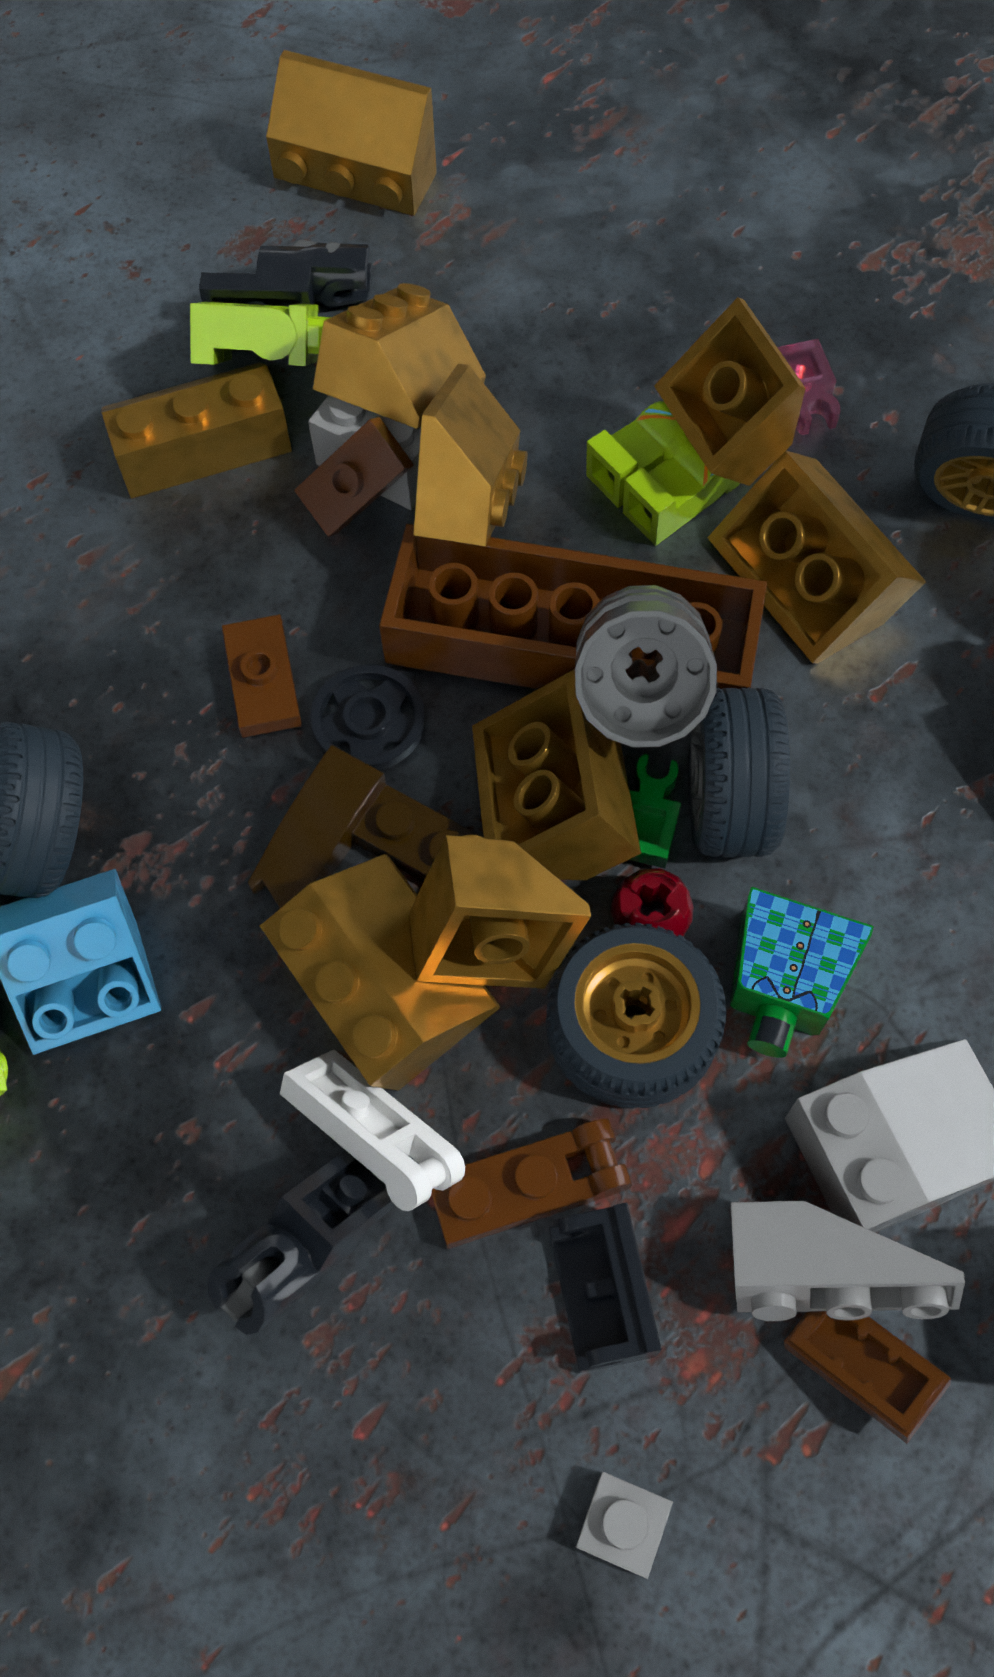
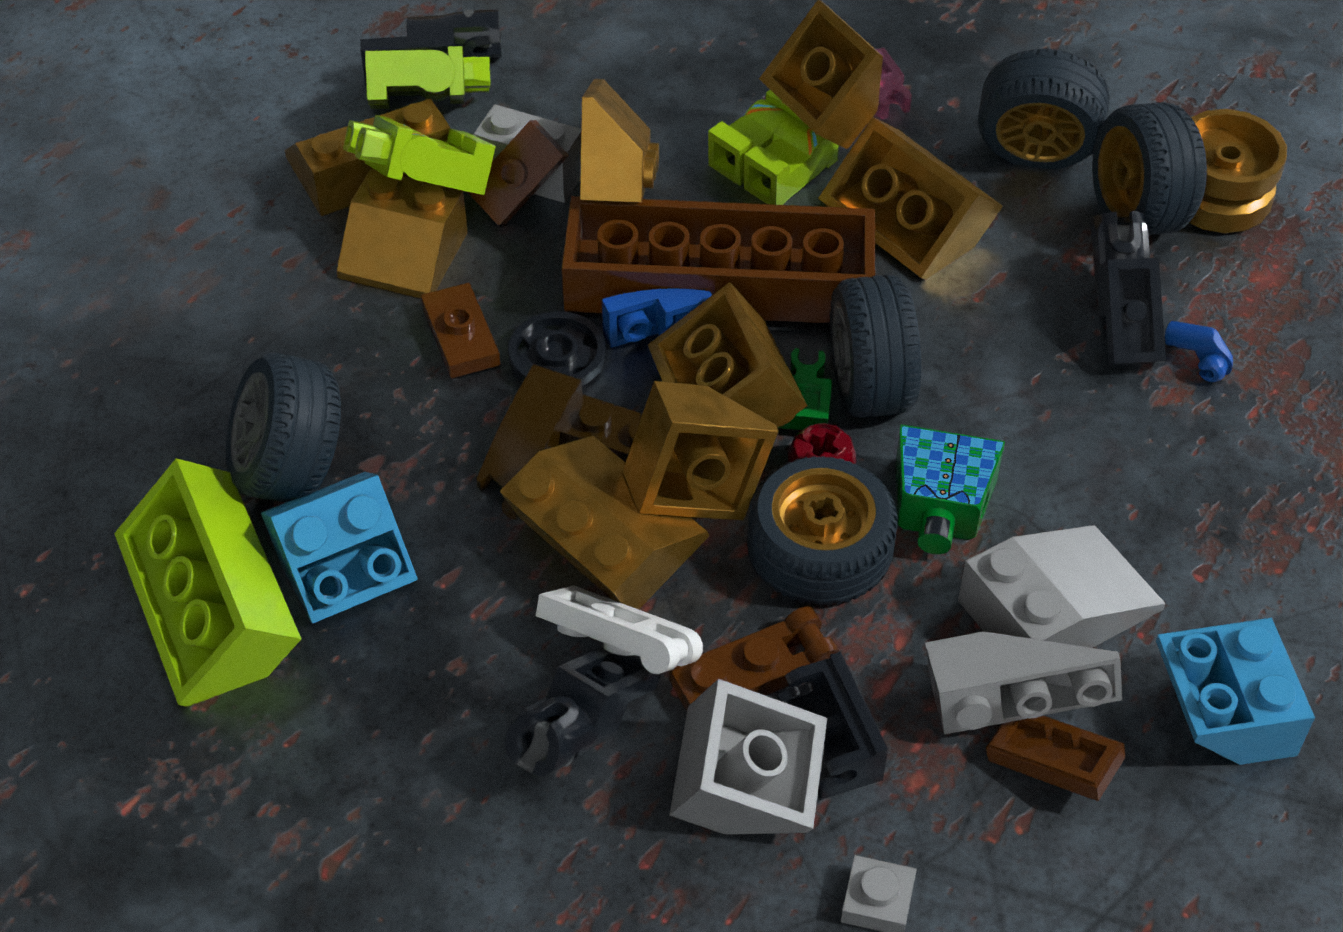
camera: 10 degrees left, 15 degrees down
(211, 541) = (401, 234): none -> pearl gold slope
(238, 450) = (397, 149): none -> lime hips
(392, 353) = (535, 78): pearl gold slope -> none
(467, 684) = (646, 312): none -> blue slope
(496, 1336) = (748, 763): none -> light grey slope
(639, 701) = (820, 261): dark grey wheel -> none

